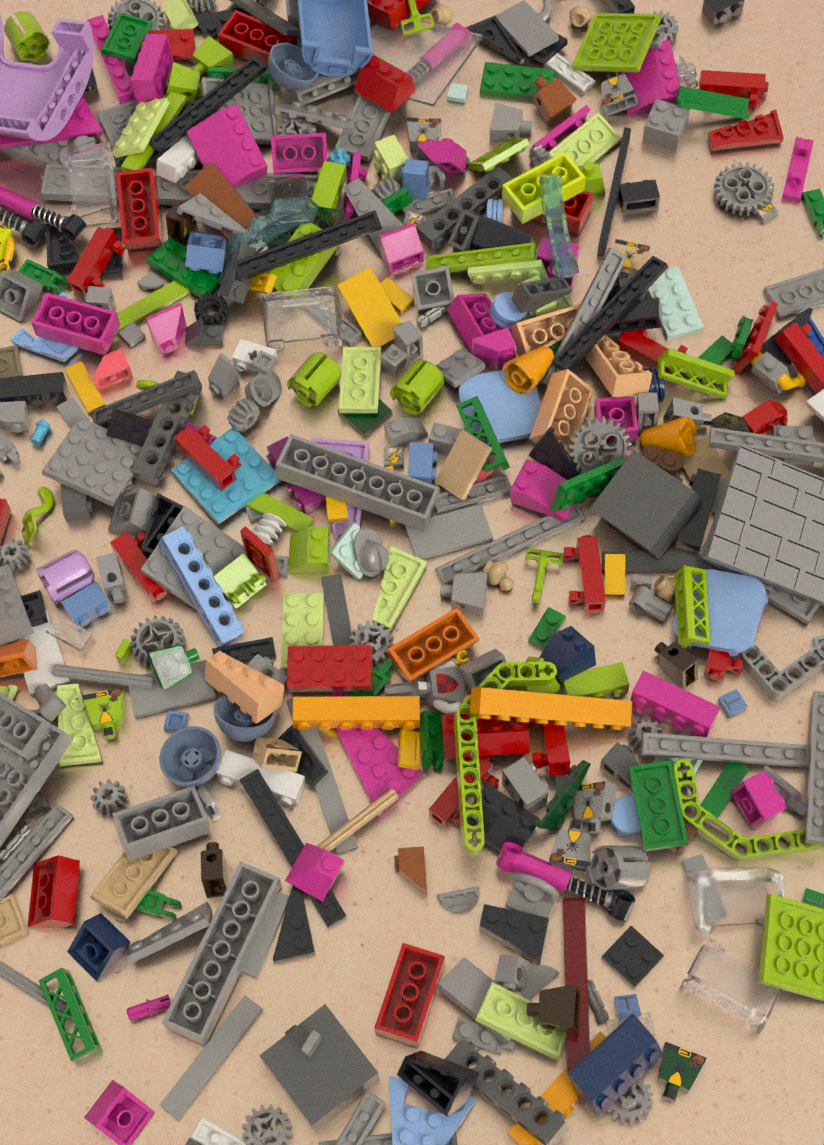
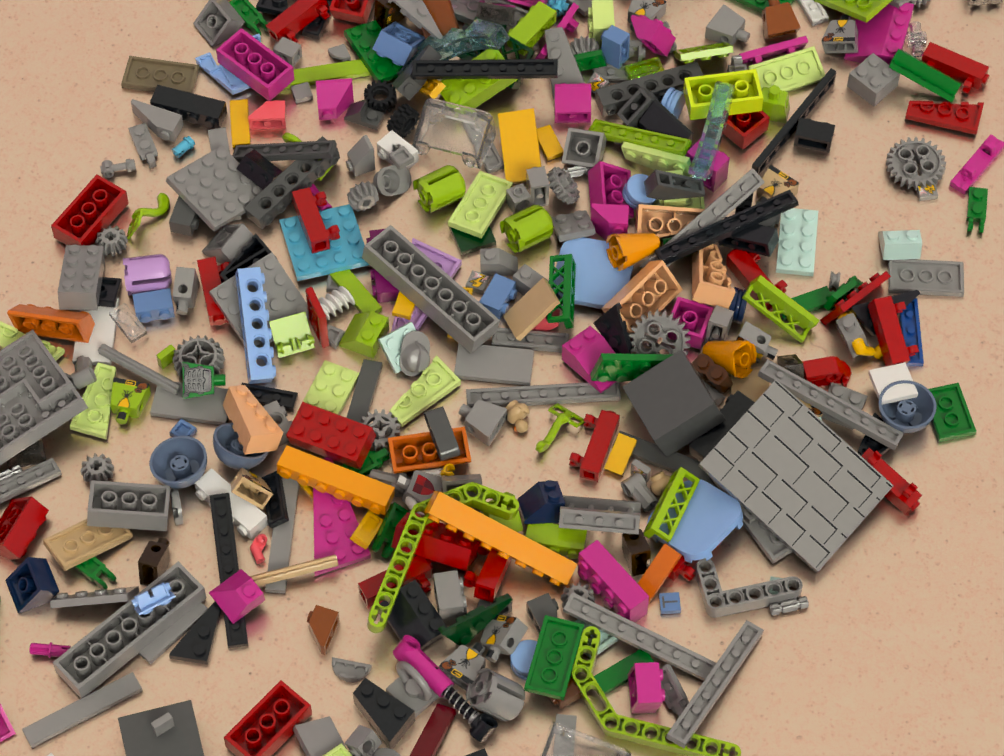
camera: 20 degrees right, 5 degrees down
(229, 921) = (161, 596): none -> light blue hinge
(246, 325) = (403, 120): none -> black tyre
(307, 811) = (257, 547): none -> coral arm
(432, 331) = (563, 185): none -> light grey gear
(440, 623) = (442, 433): none -> dark grey beam
(451, 190) = (643, 68): none -> clear neon green plate
(546, 627) = (543, 472): green plate -> none
(631, 643) = (600, 515): none -> light grey fence
(711, 674) = (659, 570): none -> orange tile
(727, 327) = (834, 280): none -> light grey bush
(770, 269) = (900, 244): none -> light aqua slope

